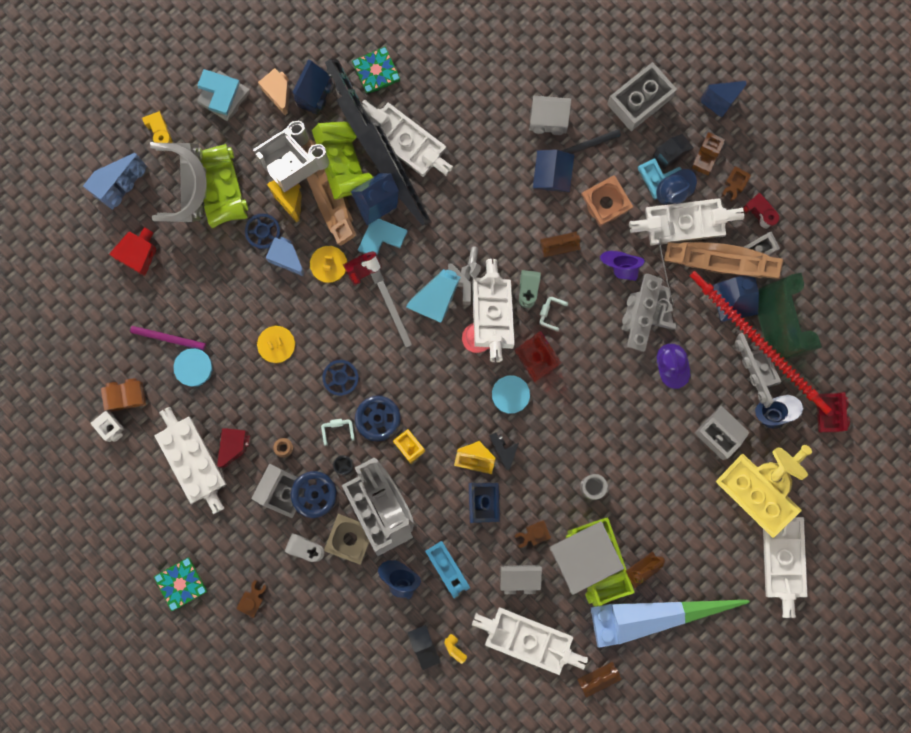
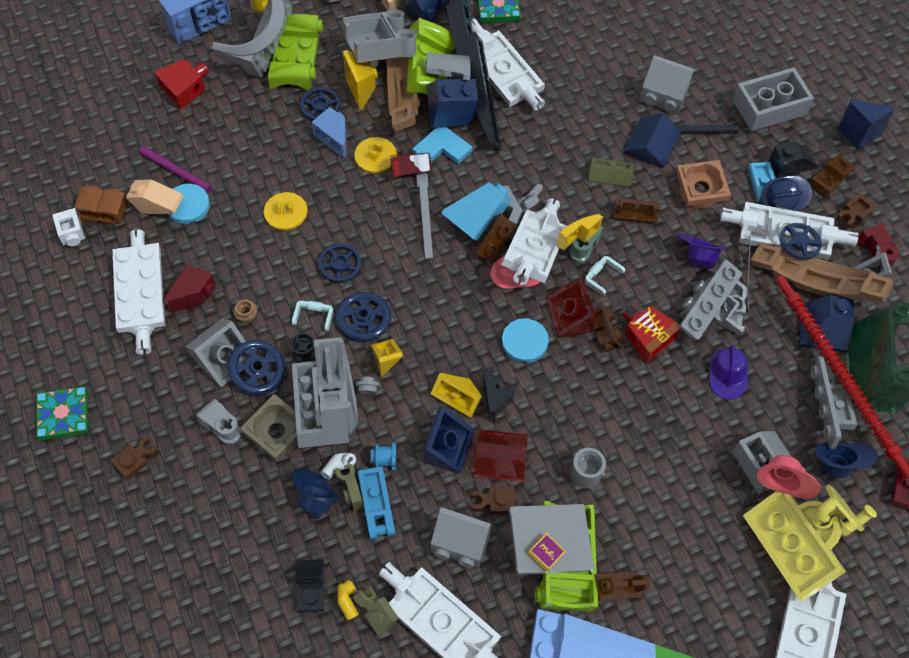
camera: 20 degrees right, 20 degrees down
(166, 376) = (153, 197): none -> light nougat slope
(363, 166) = (448, 65): none -> light grey slope
(404, 478) = (367, 385): none -> light grey plate
(406, 548) = (338, 461): none -> white arm
(427, 570) = (352, 492): none -> olive plate
(439, 531) = (384, 456): none -> dark azure brick
(455, 321) = (495, 239): none -> reddish brown hinge
(480, 651) = (379, 613): none -> olive plate
(525, 496) = (500, 455): none -> clear red slope
(527, 288) = (581, 229): none -> yellow slope
(528, 212) = (611, 172): none -> olive slope
(575, 366) = (610, 335): none -> reddish brown hinge
(587, 572) = (546, 552): none -> magenta tile
(604, 354) = (649, 331): none -> red torso
(699, 232) = (800, 241): none -> dark blue wheel
(743, 450) = (788, 476): none -> coral piece

